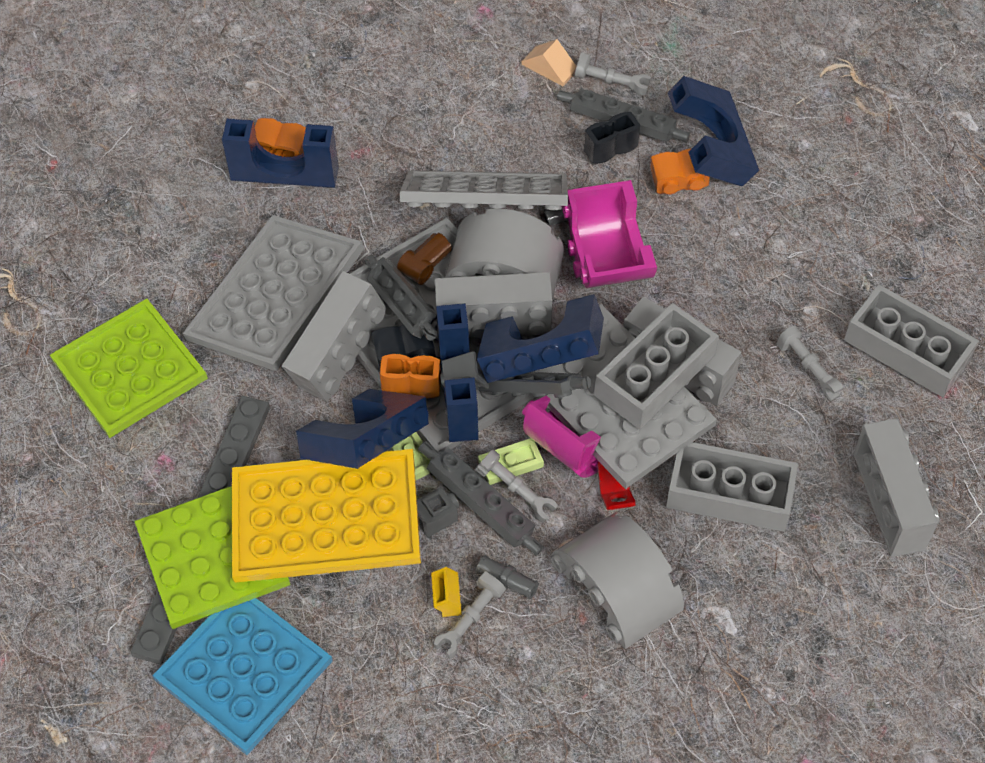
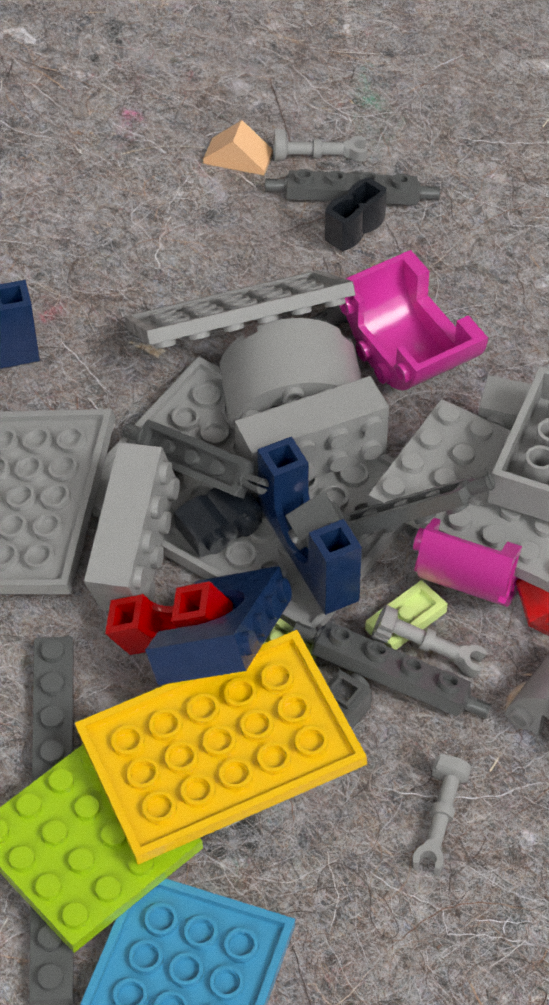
camera: 20 degrees left, 5 degrees down
(314, 404) = (137, 620): none -> red arch
(411, 375) = (248, 546): orange brick -> none
(420, 264) = (196, 411): reddish brown piece -> none
(449, 579) = (396, 775): yellow piece -> none
(508, 577) = (475, 754): dark grey pin -> none
(576, 337) = (368, 486): dark blue arch -> none
(676, 172) = (449, 231): orange brick -> none
(730, 154) = (493, 194): dark blue arch -> none

